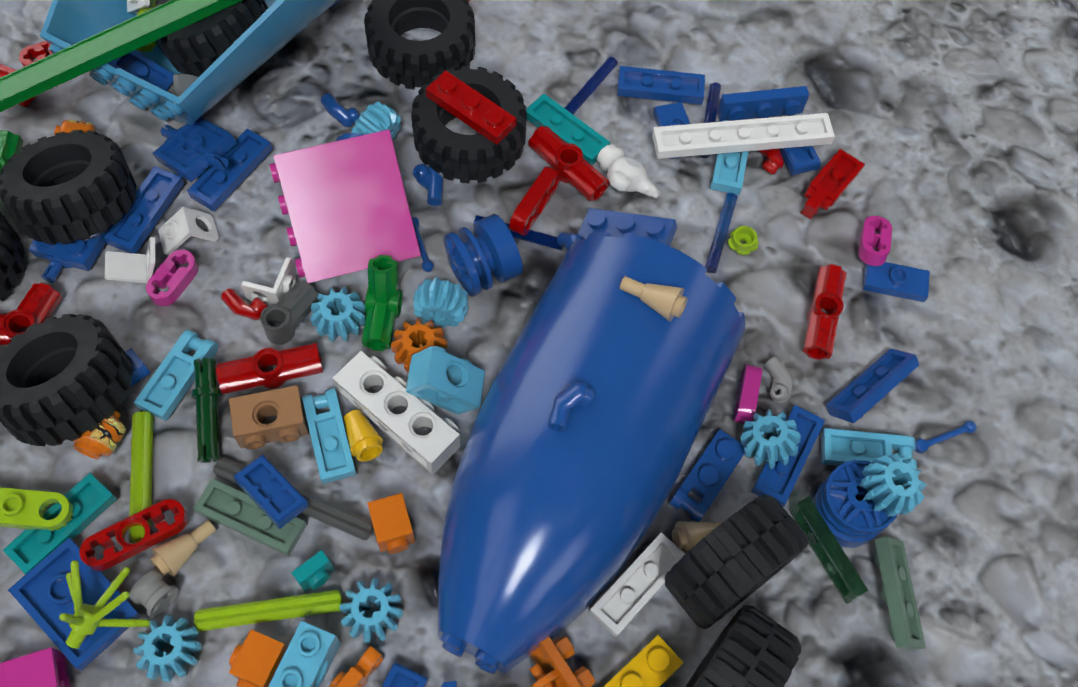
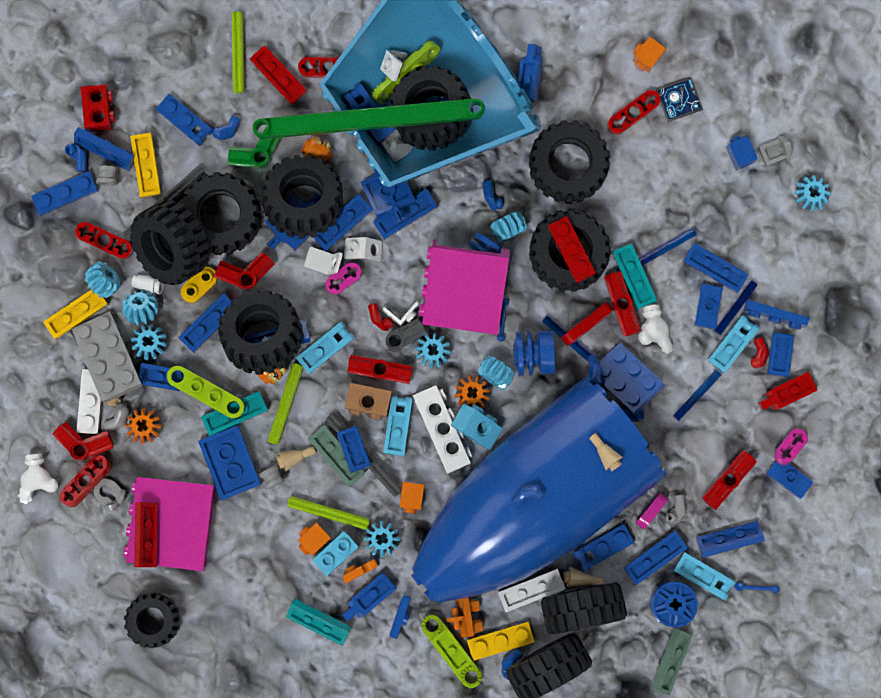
camera: 30 degrees right, 20 degrees up
(89, 617) = (236, 478): lime plant -> none
(112, 555) = (267, 448): red beam -> none
(161, 663) = (262, 510): medium azure gear -> none
(206, 410) = (335, 379): dark green pin -> none
(314, 572) = (359, 504): teal plate -> none
(362, 437) = (416, 435): yellow cone -> none
(382, 303) = (460, 357): green piece -> none
(431, 181) = (529, 278): blue arm -> none
(742, 135) = (744, 338): white plate -> none
(744, 234) = (706, 402): lime plate -> none
(770, 439) = (650, 540): medium azure gear -> none
(828, 551) = (645, 620): clear green tile -> none
(892, 484) = (695, 615): medium azure gear -> none

